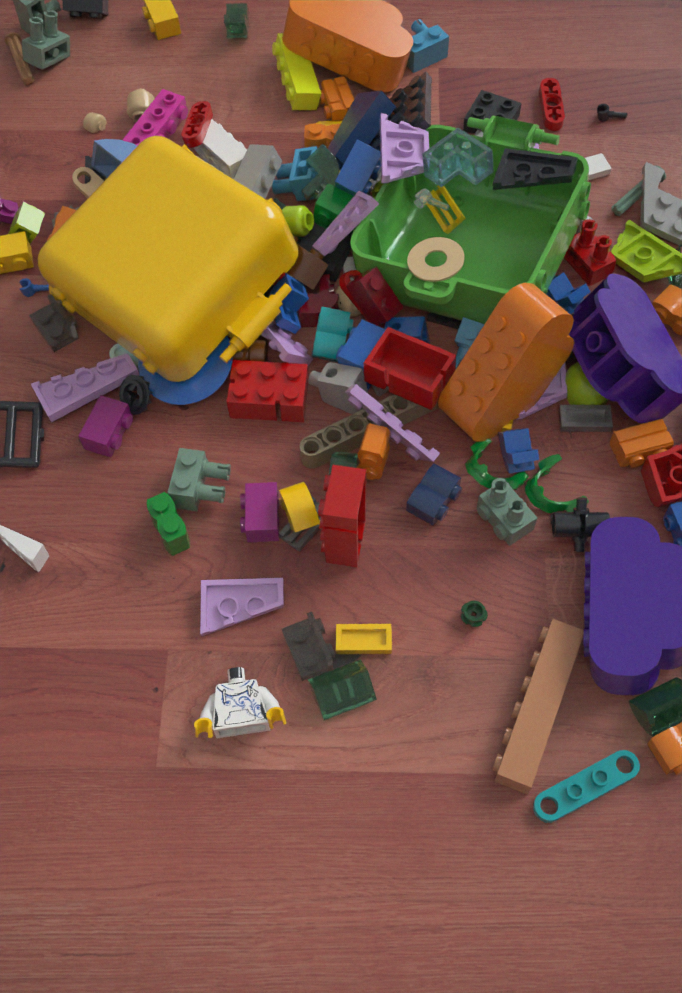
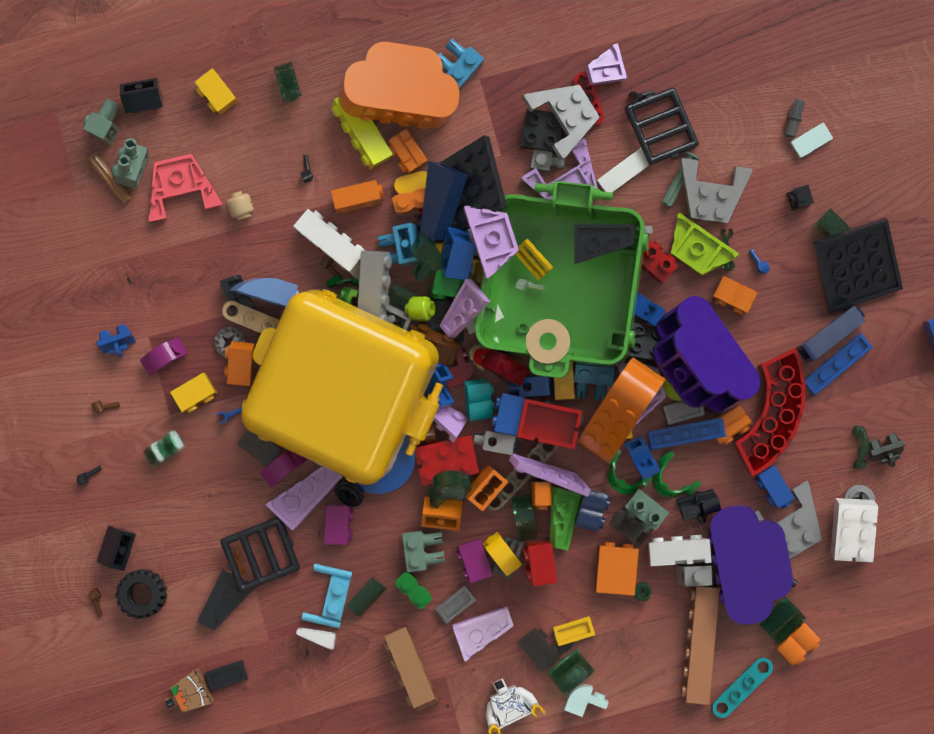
camera: 20 degrees left, 25 degrees up
(27, 219) = (198, 359): brick -> none
(65, 344) = (281, 467): none -> magenta brick
(65, 510) = (335, 597): none -> medium azure plate
(86, 72) = (176, 178): none -> coral wing
(94, 122) = (204, 229): tan piece -> none
(104, 515) = (366, 597): none -> clear green brick
(123, 623) = (410, 669): none -> medium nougat wedge
(159, 118) = (261, 228): dark pink brick -> none
(197, 124) = (305, 210): red beam -> none
(216, 560) = (455, 604): none -> flat silver tile
(223, 100) = (306, 175): none -> black hand
(239, 444) = (445, 517): none -> orange brick
(260, 402) = (448, 484): none -> clear green brick
(268, 118) = (357, 196): none -> orange brick
(302, 419) = (485, 487): none -> orange brick
(343, 726) = (581, 696): none -> light aqua brick
(394, 487) = (563, 516): none -> bright green wing
(444, 332) = (564, 386): none -> yellow brick
(445, 574) = (616, 569): none -> orange brick
(458, 155) = (539, 241): clear light blue brick -> none
(475, 525) = (629, 528): none -> clear smoke brick
(529, 96) = (571, 110): none -> light grey wing
(540, 571) = (679, 550): none -> white wedge
(553, 602) = (694, 575): none -> light grey torso
(579, 79) = (607, 67): none -> lavender wing
(585, 435) = (687, 433): none -> blue tile
(607, 148) = (645, 142): none -> black bar

